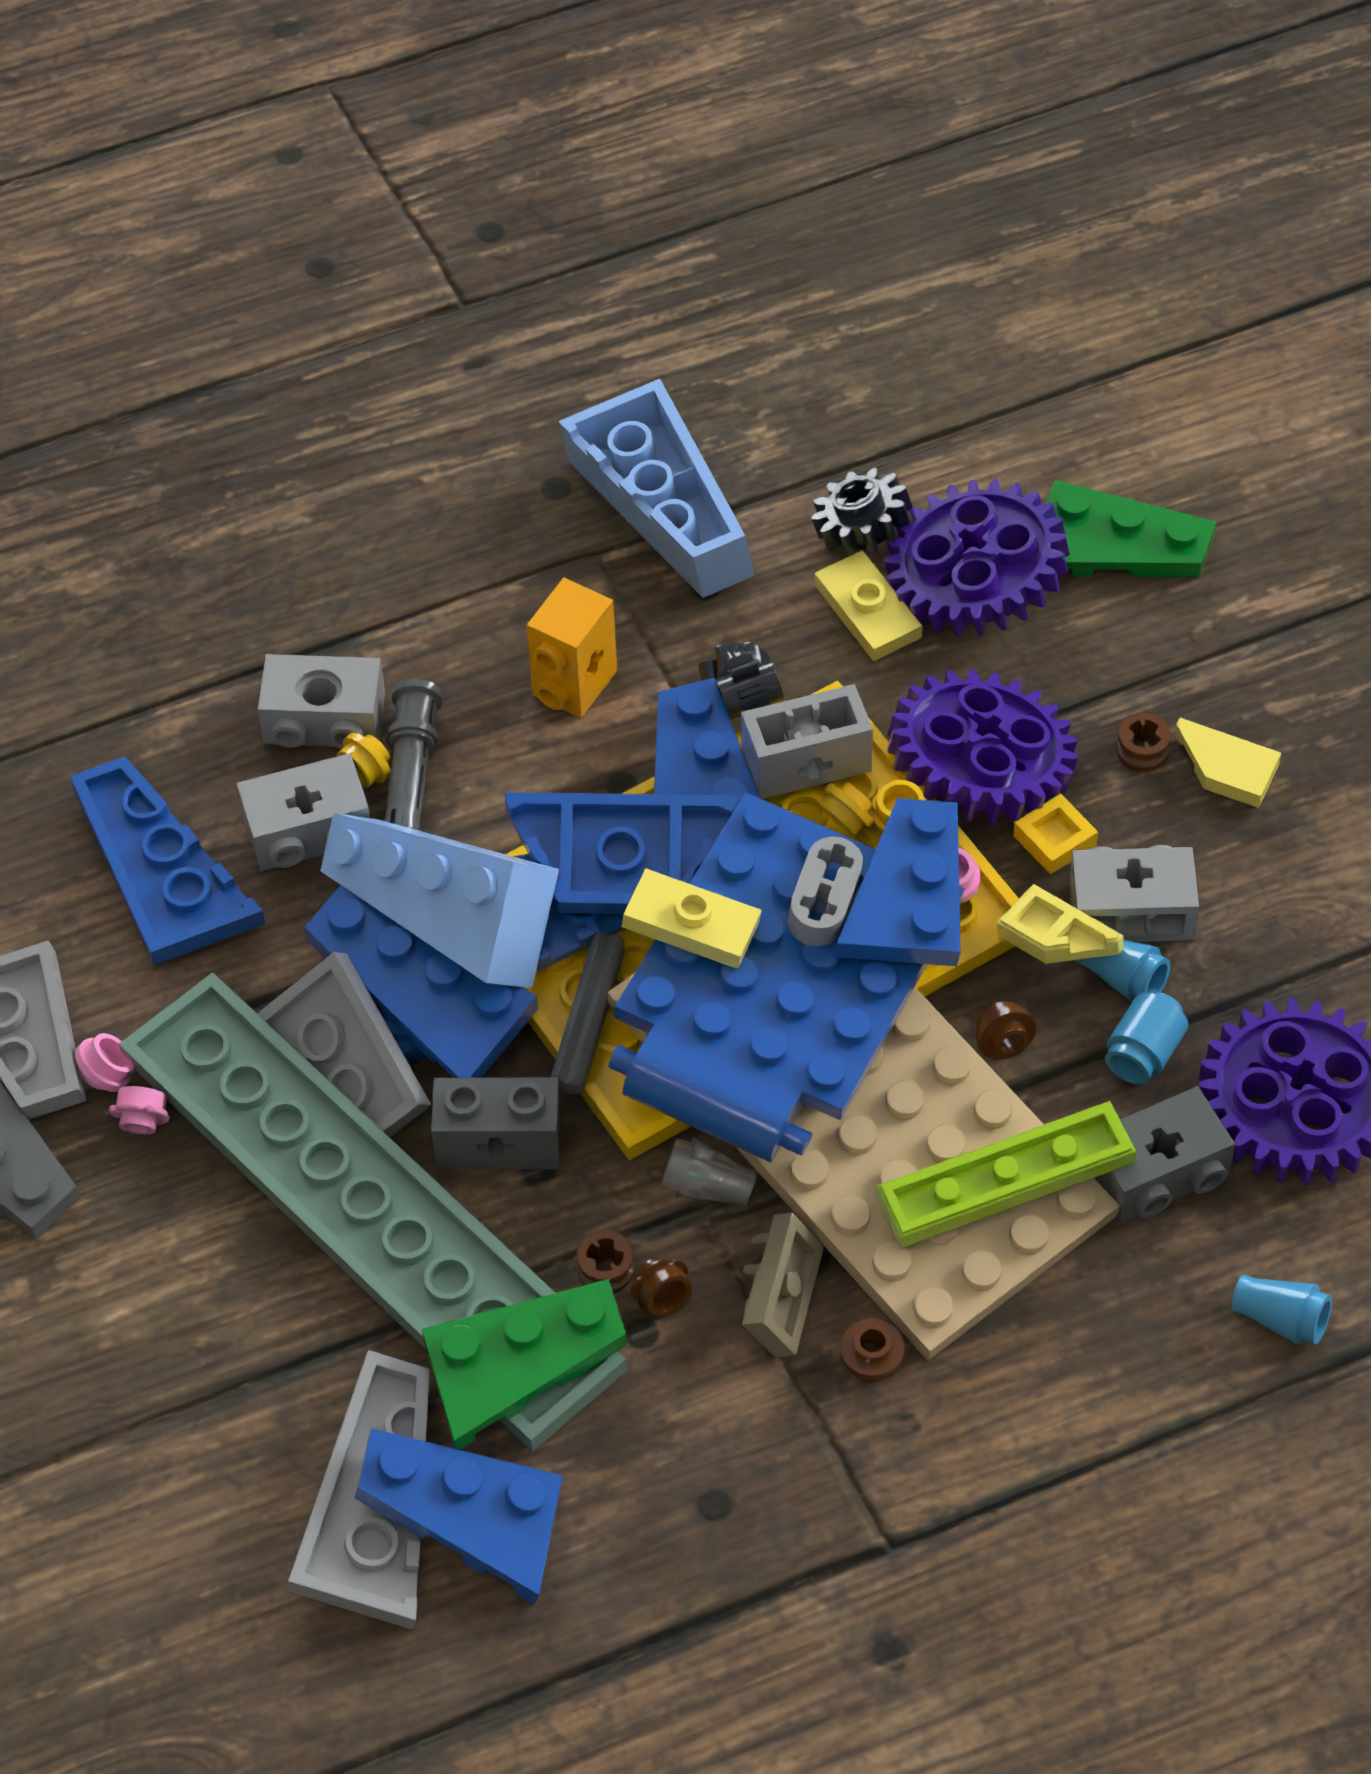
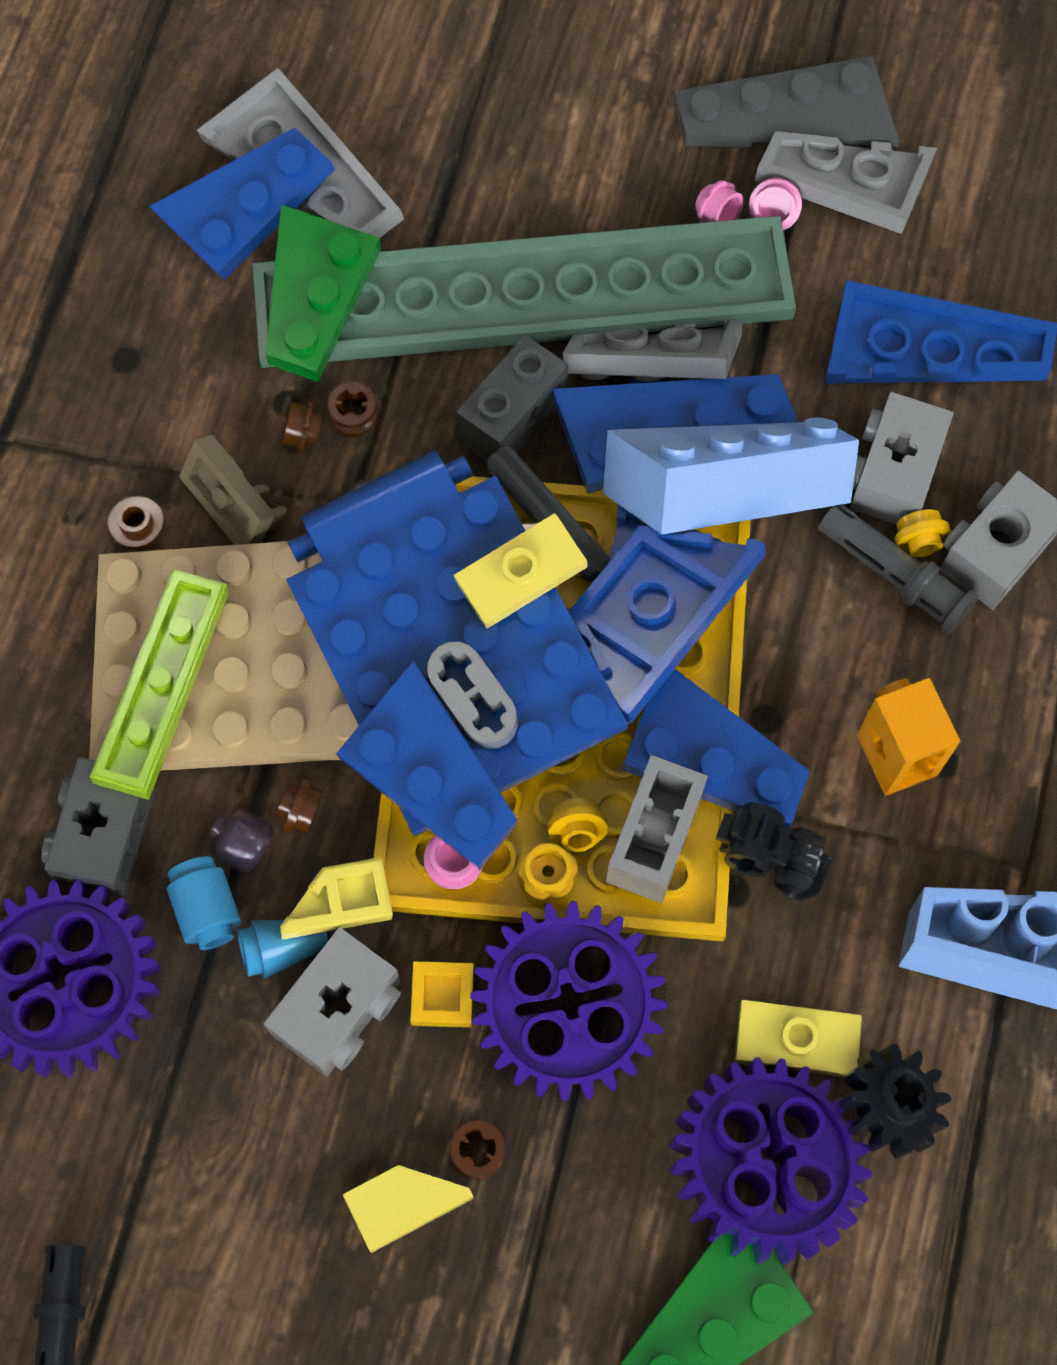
camera: 125 degrees right, 15 degrees up
(1069, 1055) = (240, 839): none -> clear purple piece

